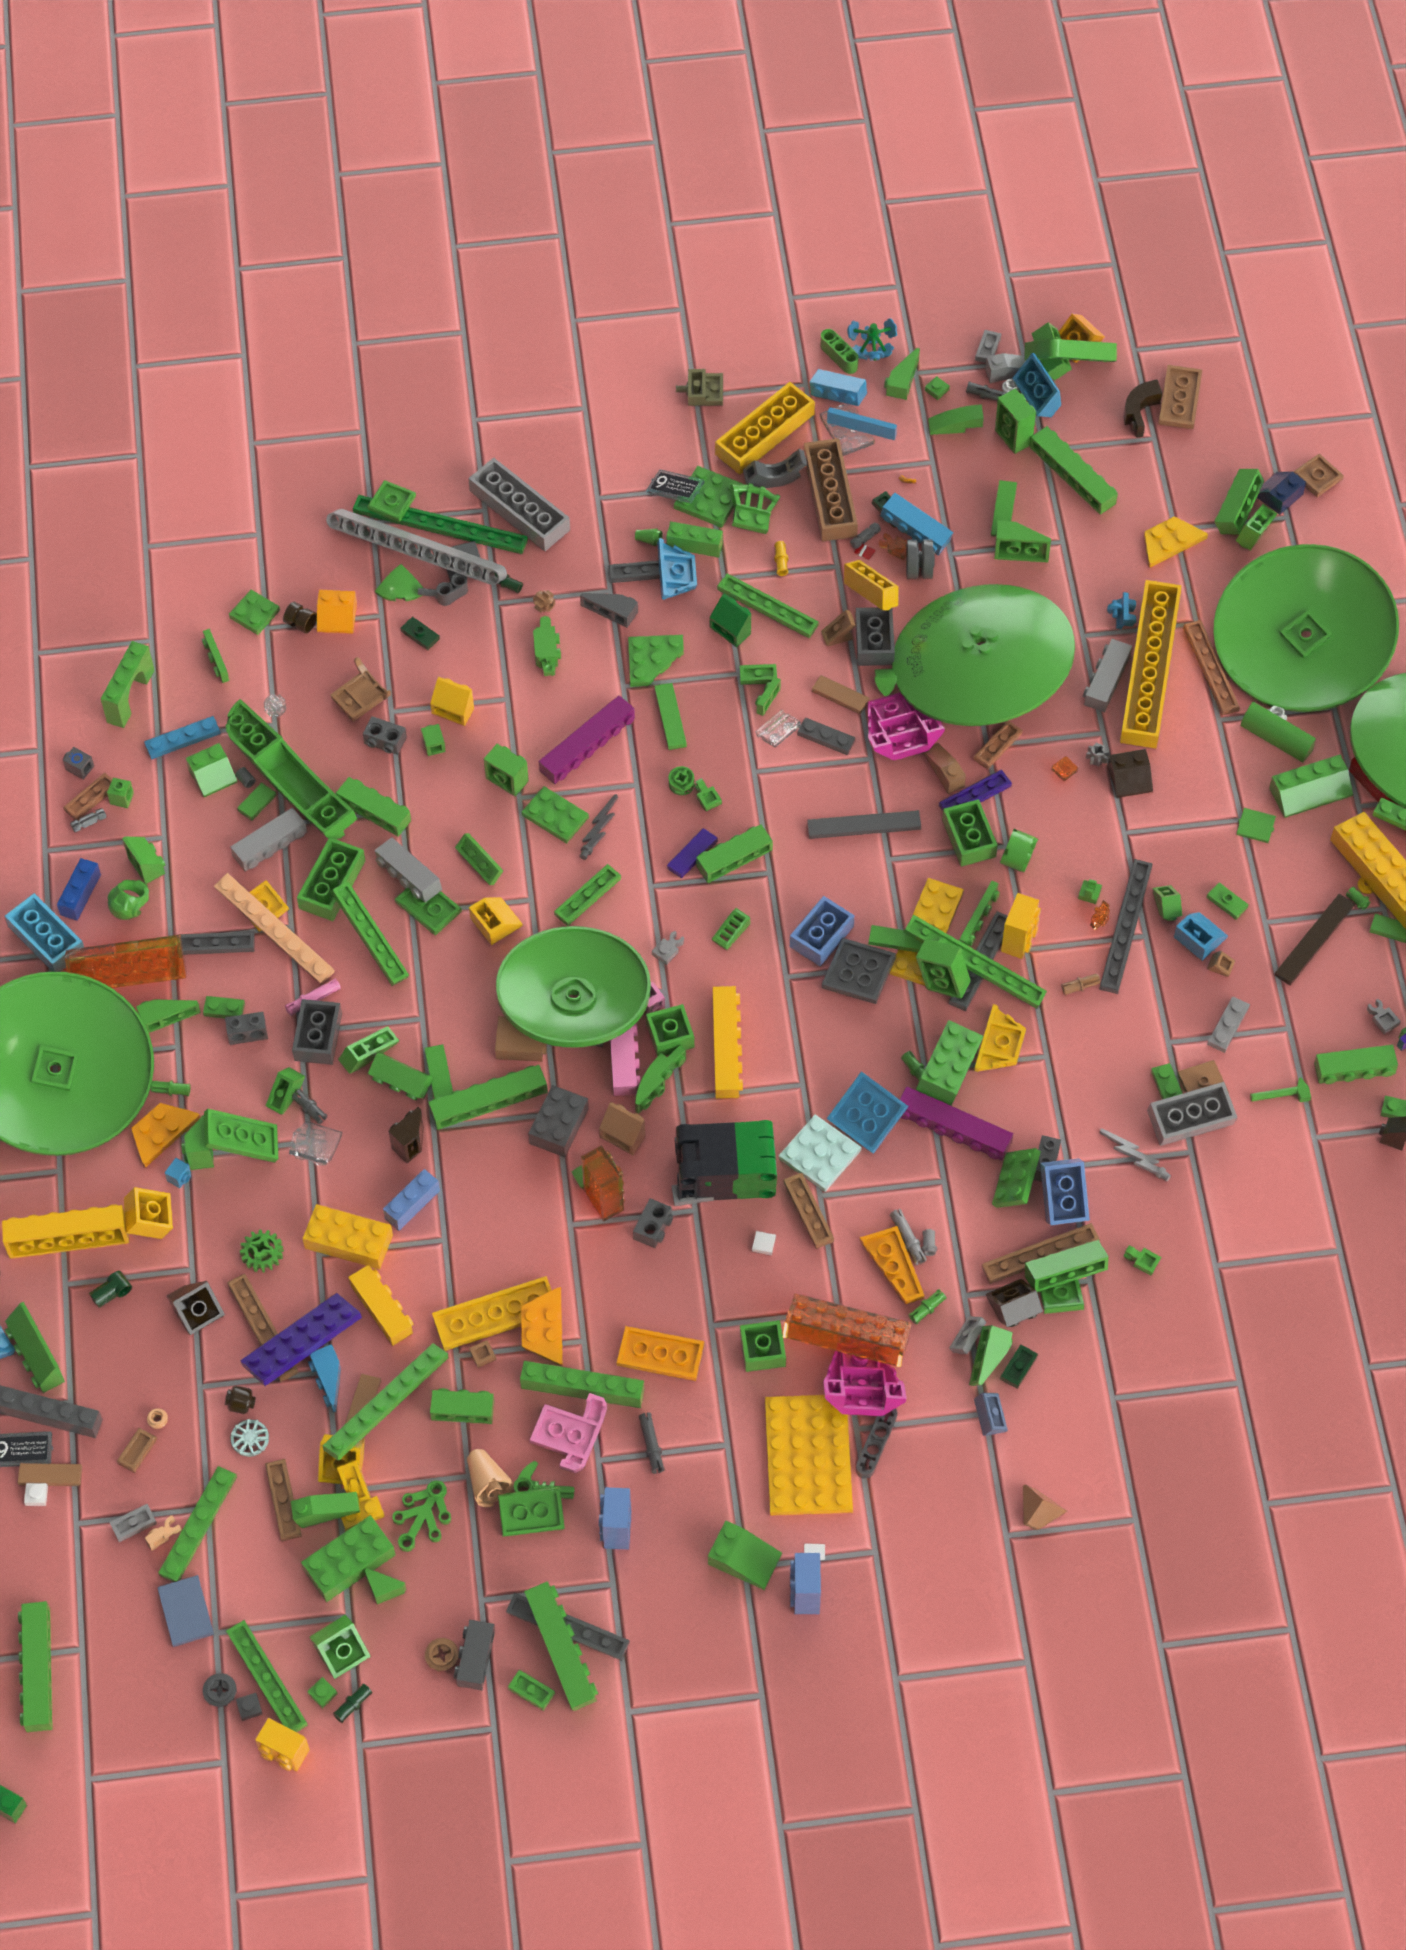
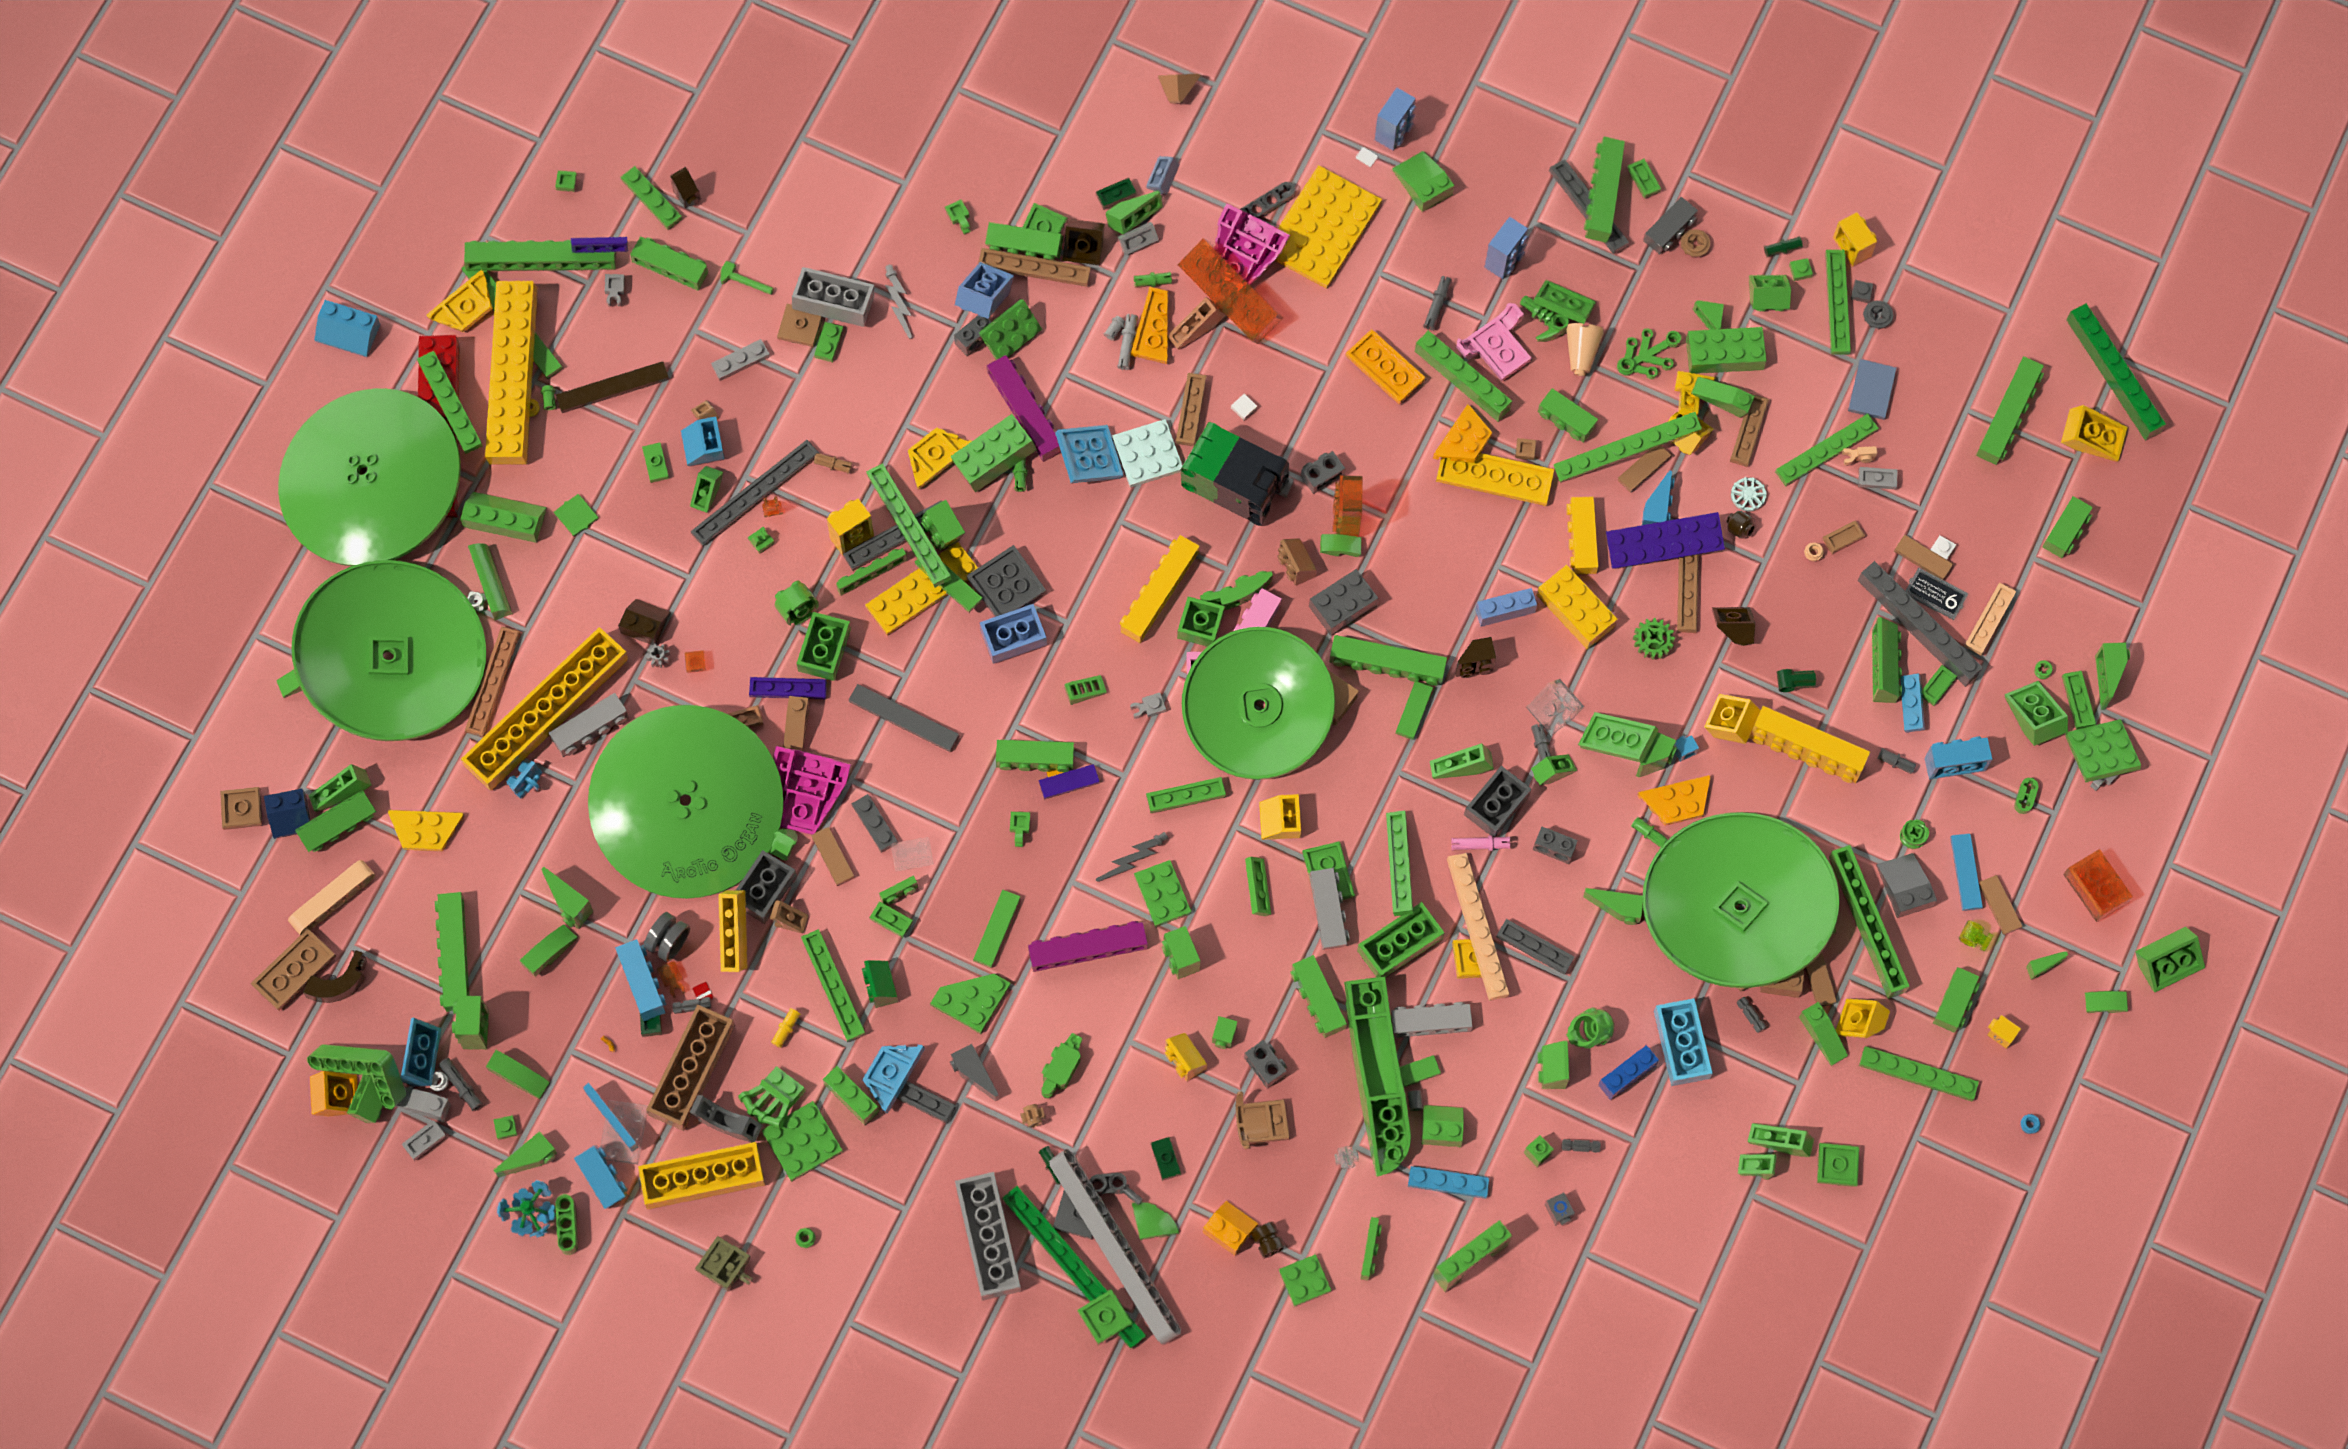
camera: 150 degrees left, 10 degrees up
(88, 797) = (1565, 1170): nougat tile -> none
(130, 961) = (1627, 963): clear orange brick -> none
(223, 1007) = (1562, 882): bright green plate -> none
(400, 1076) = (1450, 720): bright green brick -> none
(649, 536) = (888, 1128): bright green cone -> none
(657, 433) = (802, 1232): none -> bright green plate
(675, 486) = (828, 1167): piece -> none
(681, 780) = (1031, 855): bright green wheel -> none
(762, 1346) = (1303, 319): bright green brick -> none
(859, 1284) = (1196, 323): none -> nougat slope
(1195, 455) = (331, 897): none -> light nougat beam

